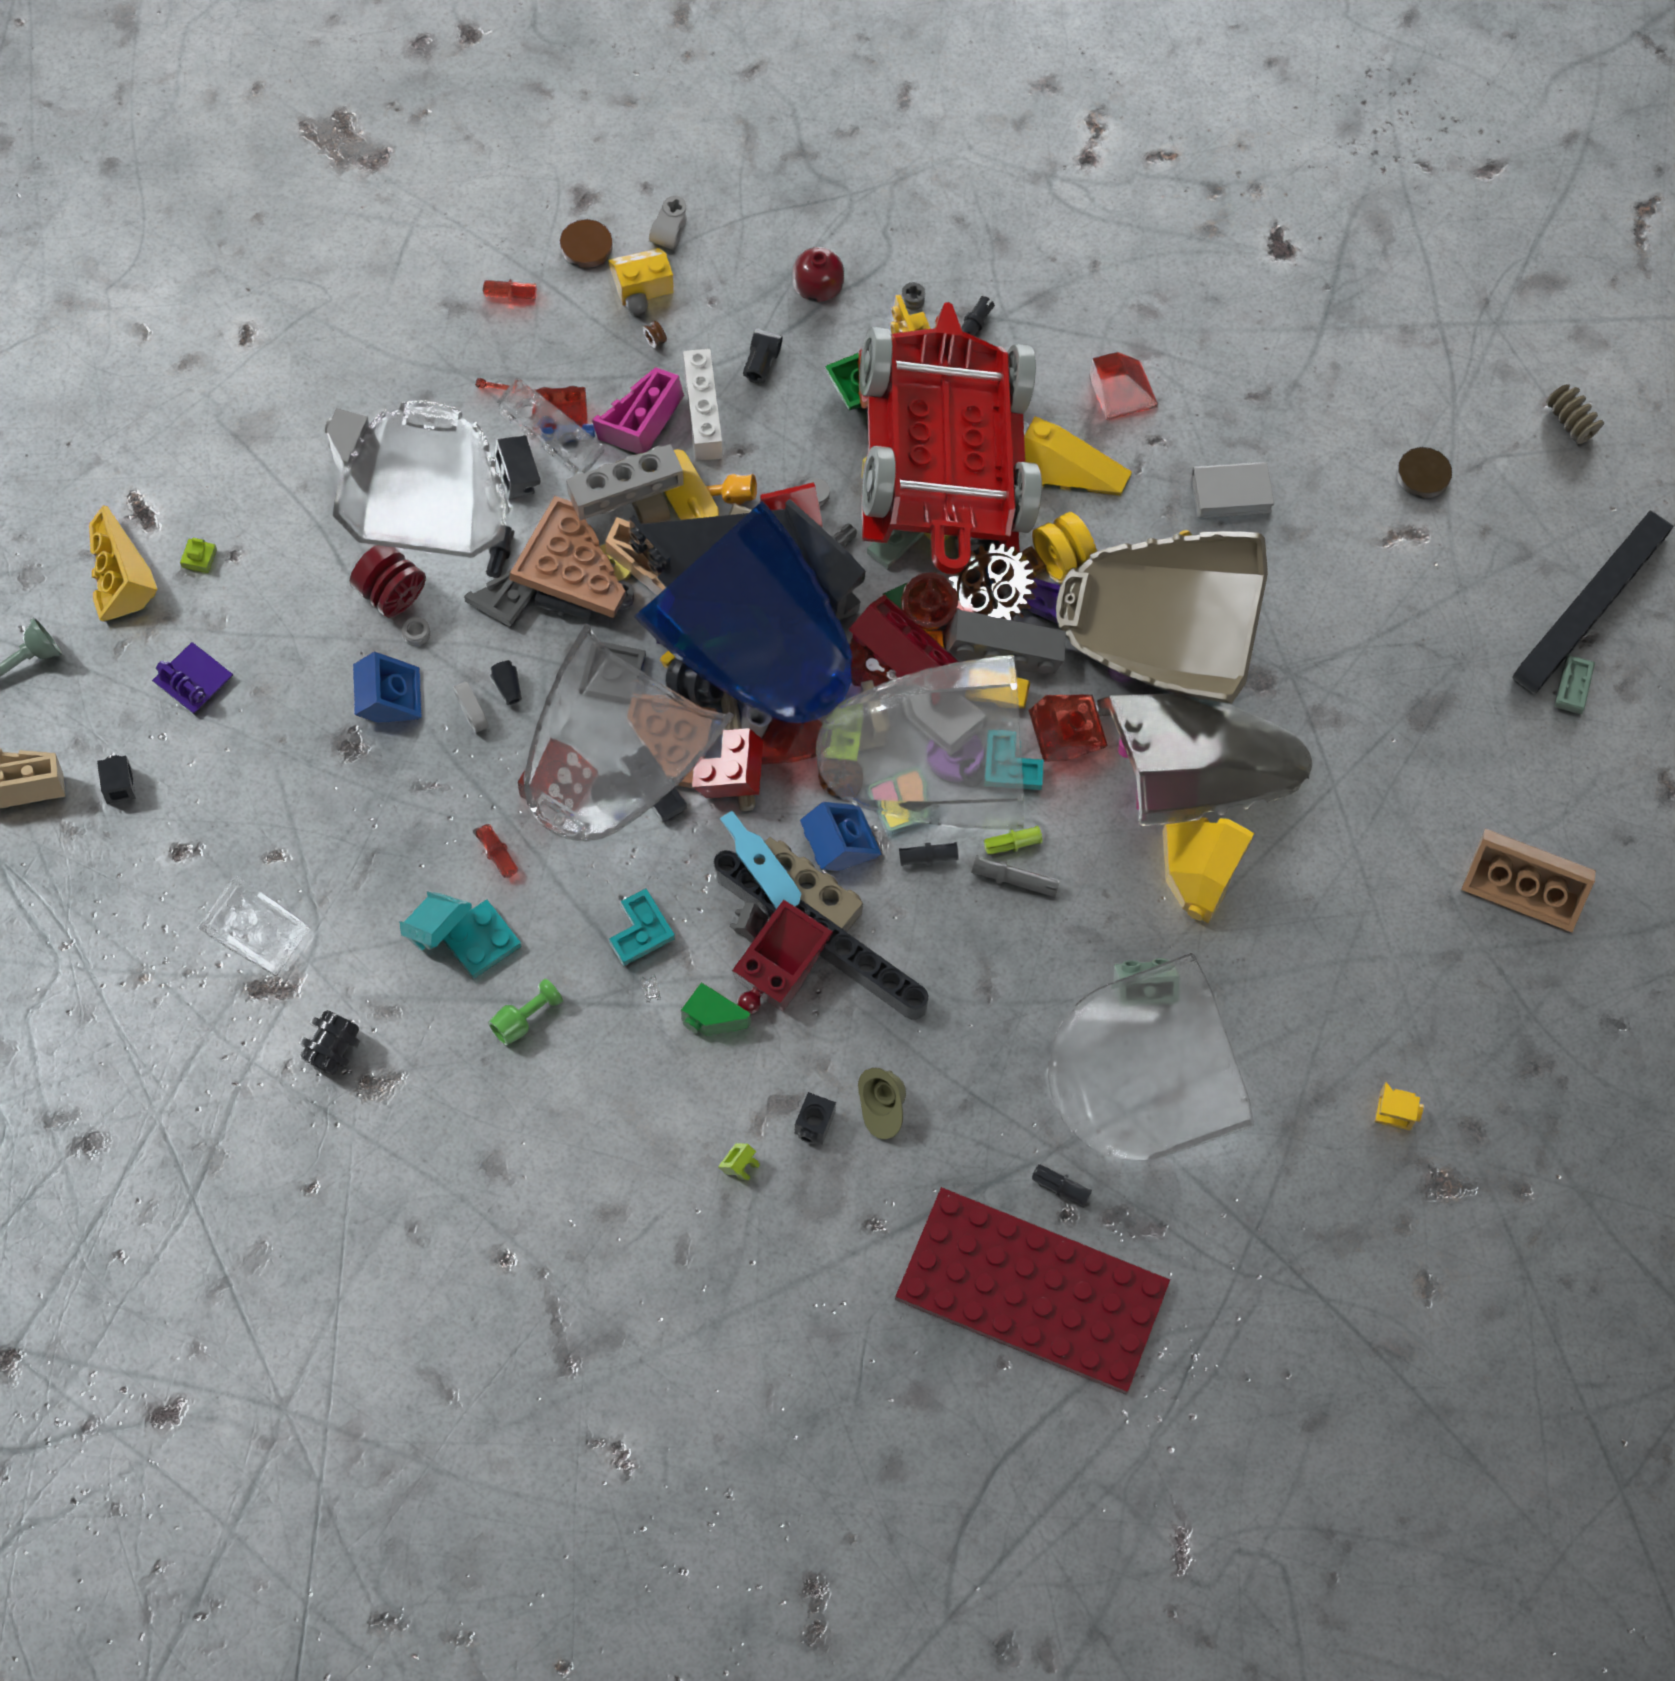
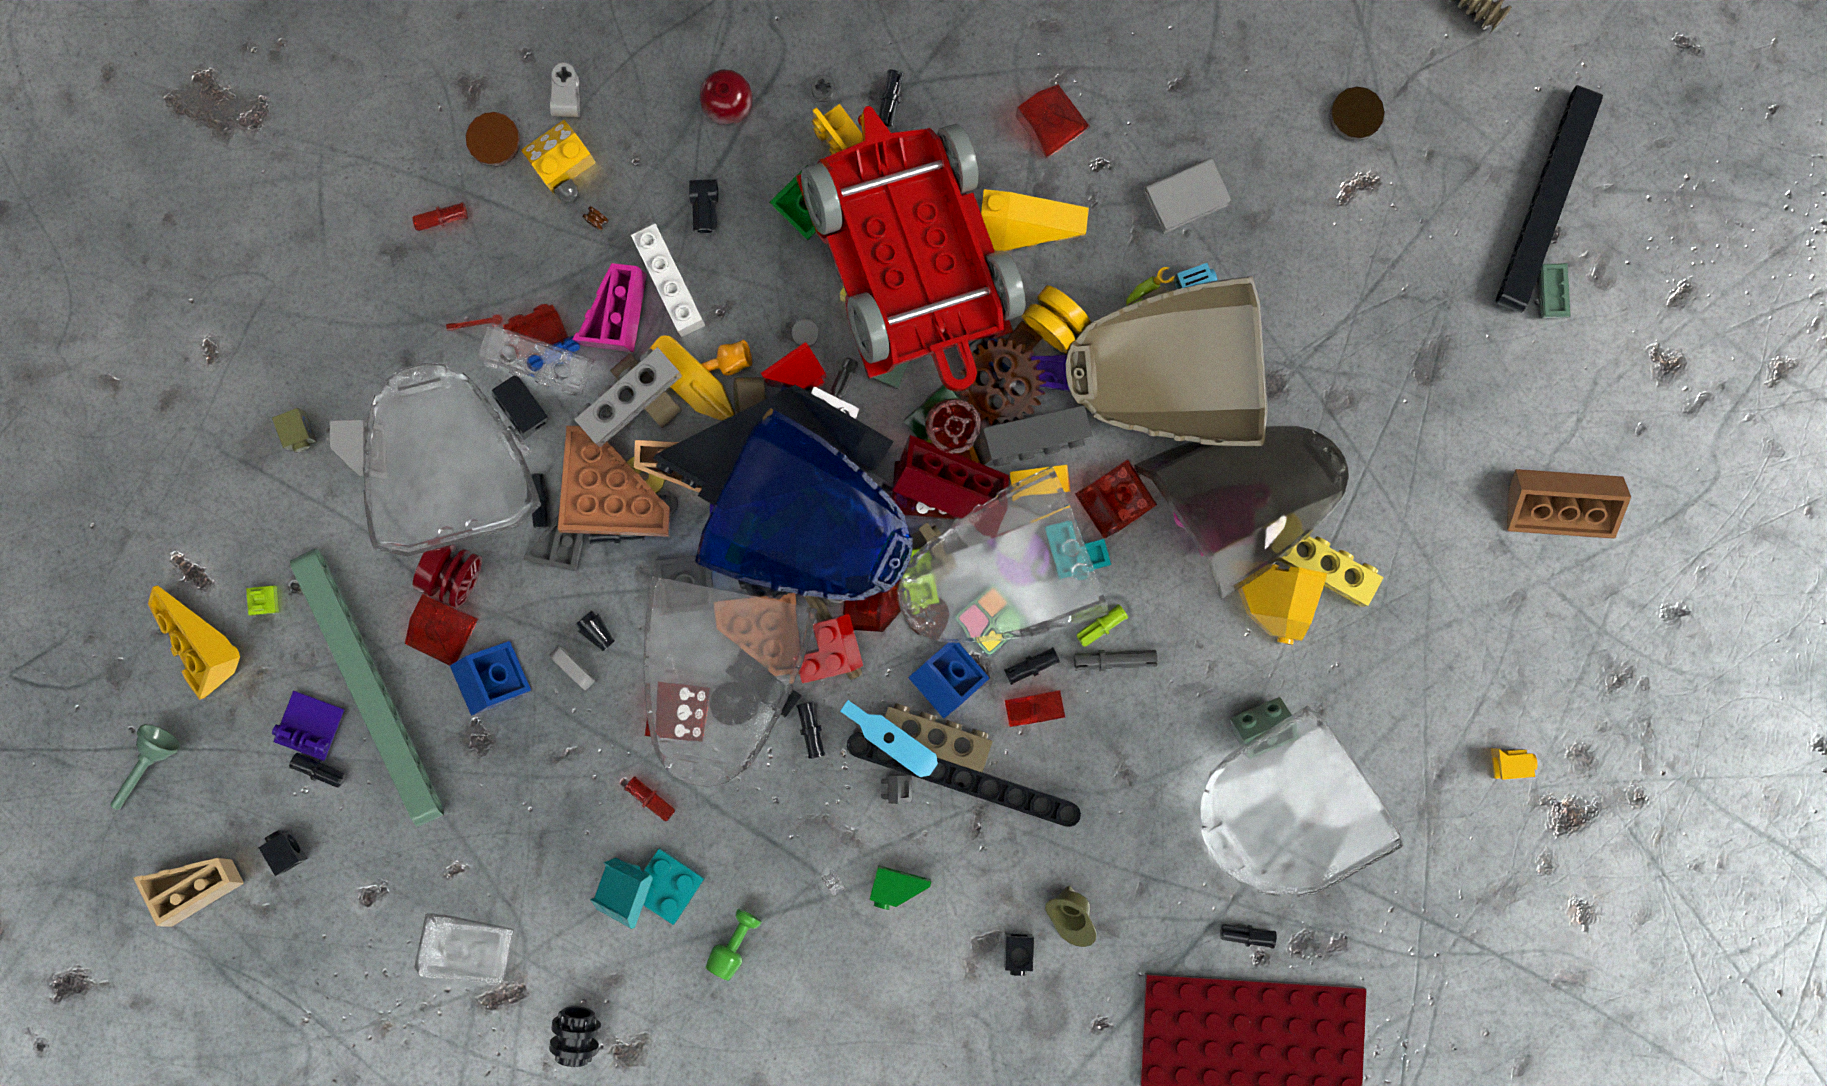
camera: 20 degrees left, 20 degrees up
(182, 718) = (317, 770): none -> black axle
(264, 663) = (367, 687): none -> sand green beam
(296, 419) = (294, 430): none -> olive brick
(355, 630) = (439, 629): none -> clear red slope
(415, 631) = (492, 606): light grey tile -> none
(648, 929) = (812, 828): teal plate -> none
(683, 840) = (810, 730): none -> black pin
(737, 1159) = (966, 1014): lime tile -> none
(782, 951) = (939, 818): dark red slope -> none
(918, 892) = (1035, 708): none -> clear red slope
(1263, 871) = (1366, 579): none -> light yellow brick

